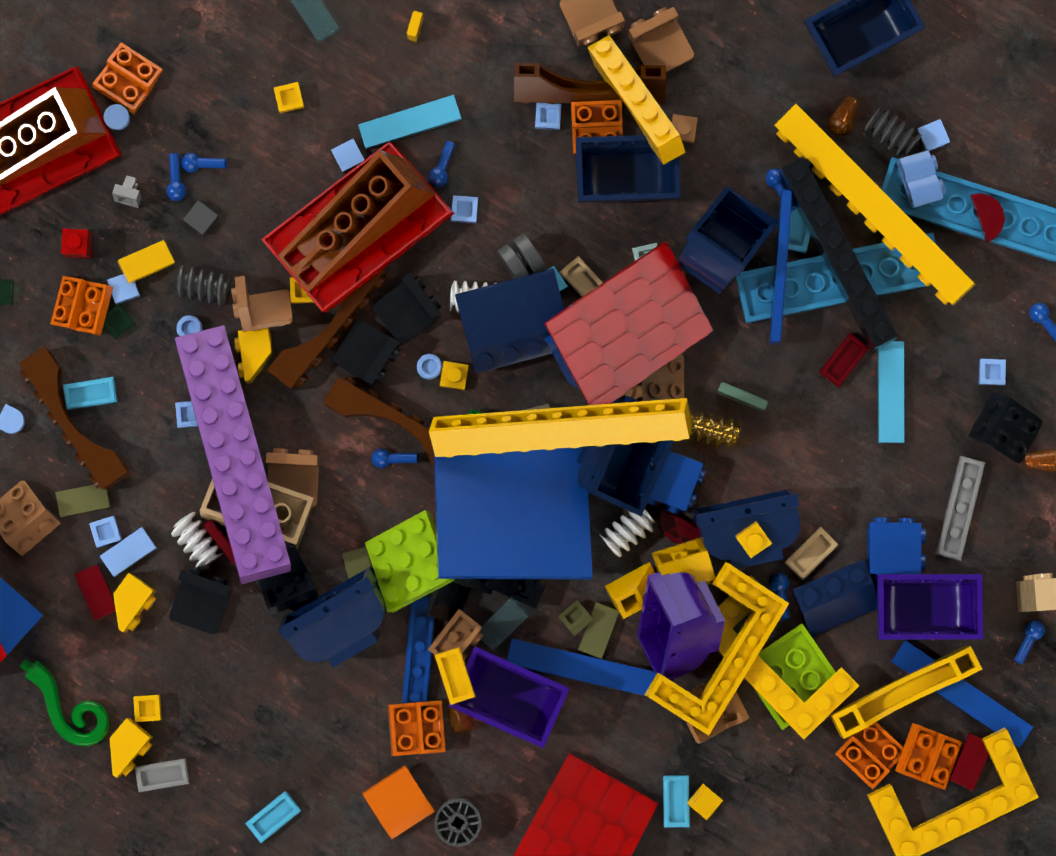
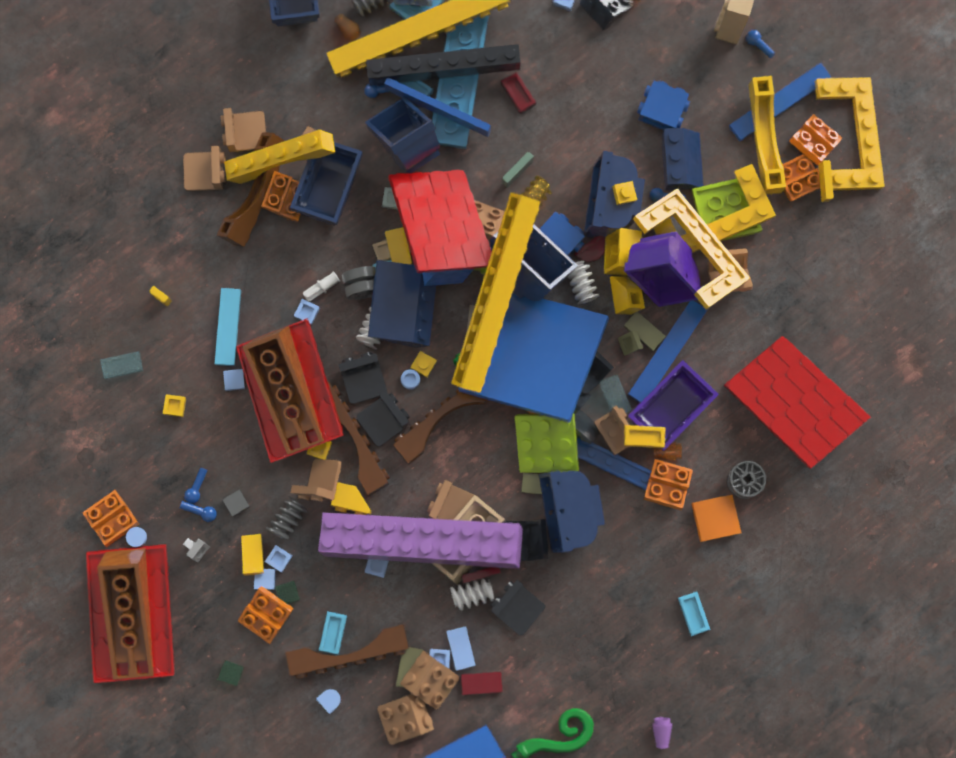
camera: 75 degrees left, 5 degrees down
(75, 529) = (429, 680): none -> medium nougat bracket
(76, 243) = (218, 600): red brick -> none
(117, 829) = (662, 731): none -> medium lavender cone
(126, 745) = (602, 700): yellow slope -> none
(130, 600) = (497, 658): yellow slope -> none
(147, 708) = (581, 676): yellow plate -> none
(153, 295) = (278, 558): none -> light blue tile
(162, 775) = (634, 684): light grey tile -> none
(188, 325) = (311, 541): light blue tile -> none
(382, 458) = (463, 437): blue bar -> none
(438, 175) = (275, 320): blue bar -> none
(501, 214) = (321, 286): none -> white axle
(548, 116) = (263, 228): light blue tile -> none
(583, 285) = (398, 246): none -> yellow tile
(675, 801) = (785, 323): medium azure tile -> none
(704, 801) = (793, 302): yellow tile -> none
(811, 553) = (645, 165): tan tile -> none
(874, 787) = (826, 181): none -> yellow tile
(891, 393) = (554, 70): medium azure tile -> none
(929, 606) = (715, 94): dark purple container -> none
(960, 508) = (651, 54): light grey tile -> none
(969, 762) = (829, 114): dark red tile -> none

